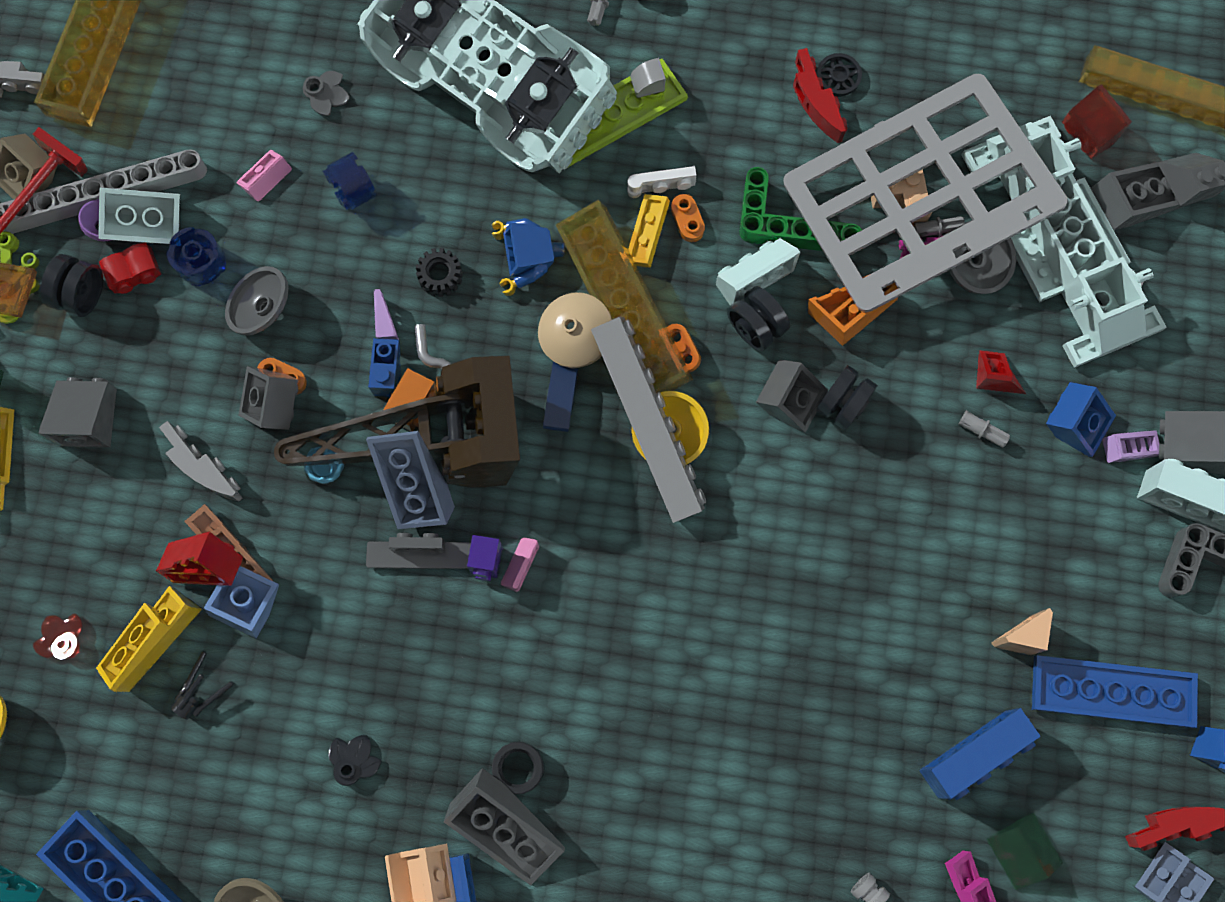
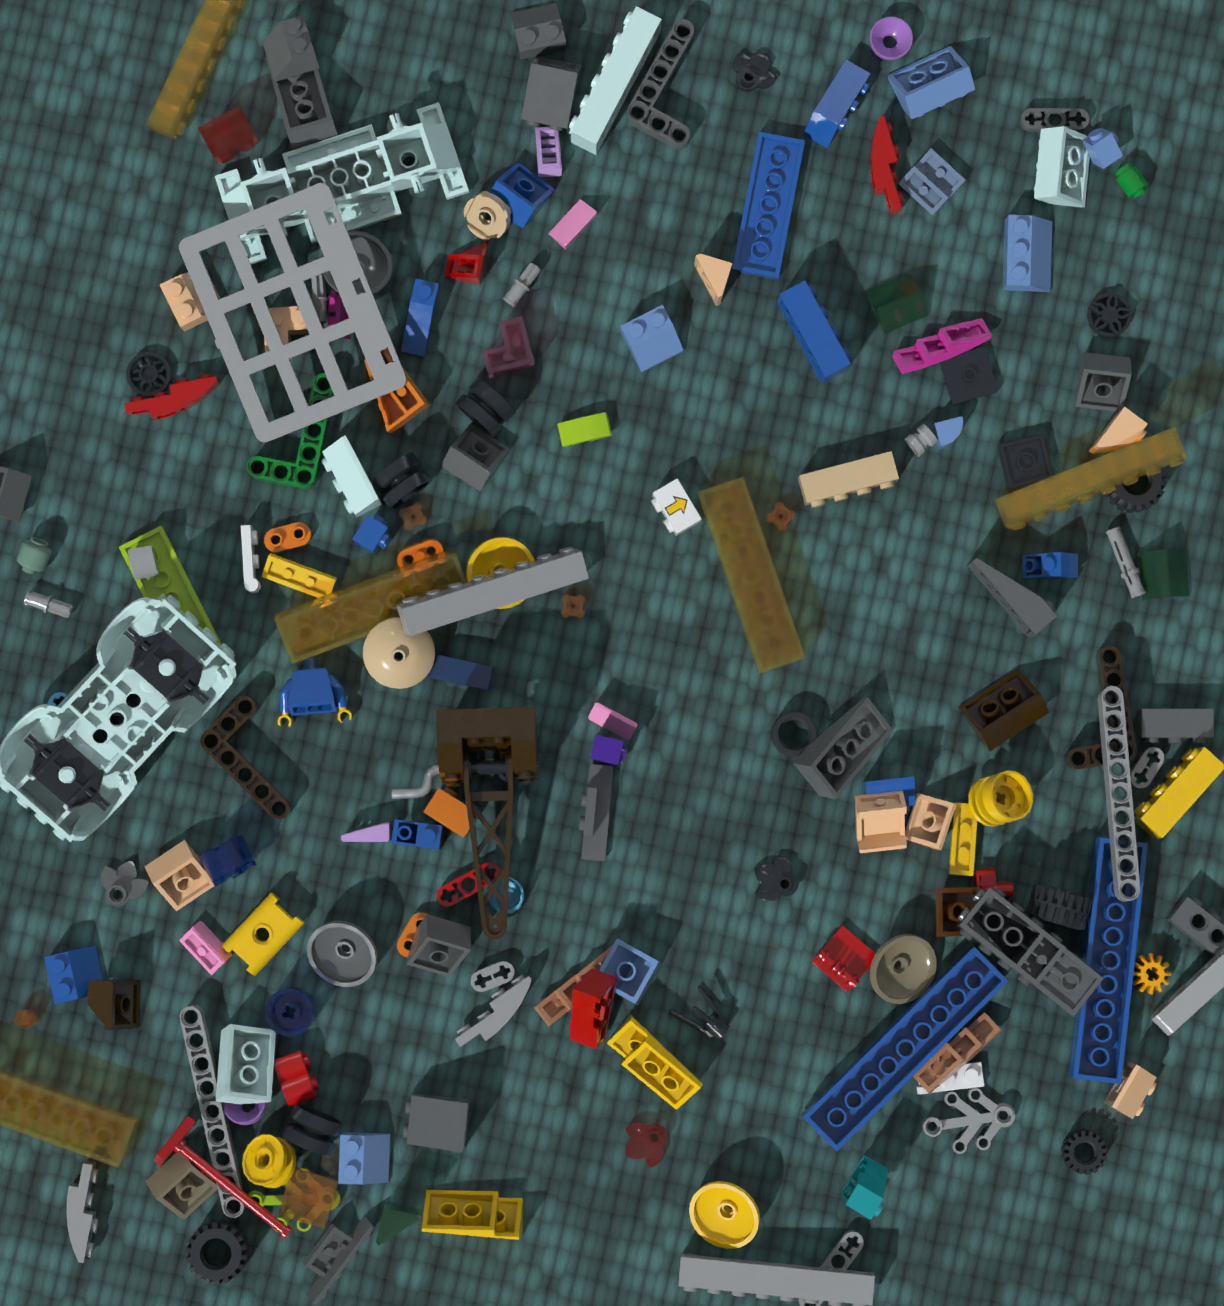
camera: 90 degrees left, 10 degrees up
(38, 244) = (269, 1161): none -> yellow wheel
(45, 341) = (364, 1158): none -> medium blue slope
(189, 15) = (26, 1018): none -> clear orange plate
(203, 91) = (115, 1002): none -> dark brown slope
(232, 53) = (71, 973): none -> blue slope
(244, 456) = (494, 982): none -> light grey beam
(264, 848) = (844, 959): none -> red hinge
(269, 210) = (245, 939): none -> yellow piece
(332, 137) = (179, 875): none -> light nougat slope
(333, 407) = (449, 886): none -> red beam
(411, 480) = (537, 810): sand blue slope -> none
(439, 258) = (324, 794): black tyre -> none
(453, 190) = (241, 762): none -> dark brown beam
(647, 505) = (568, 601): none -> clear orange plate
(692, 703) = (750, 575): none -> clear yellow brick
(698, 294) = (373, 534): none -> blue brick
(723, 331) = (418, 520): none -> clear orange plate
(761, 613) = (676, 507): none -> white brick
(771, 733) = (774, 516): none -> clear orange plate
(816, 809) = (848, 478): none -> tan brick
(835, 508) = (584, 429): none -> lime slope
(908, 424) = (513, 355): none -> clear pink brick
(916, 92) = (184, 301): none -> light nougat slope
(935, 328) = (420, 317): none -> blue slope
(946, 572) = (651, 338): none -> medium blue slope
(1057, 479) = (573, 224): none -> bright pink slope
(1062, 393) = (495, 207): none -> tan plate

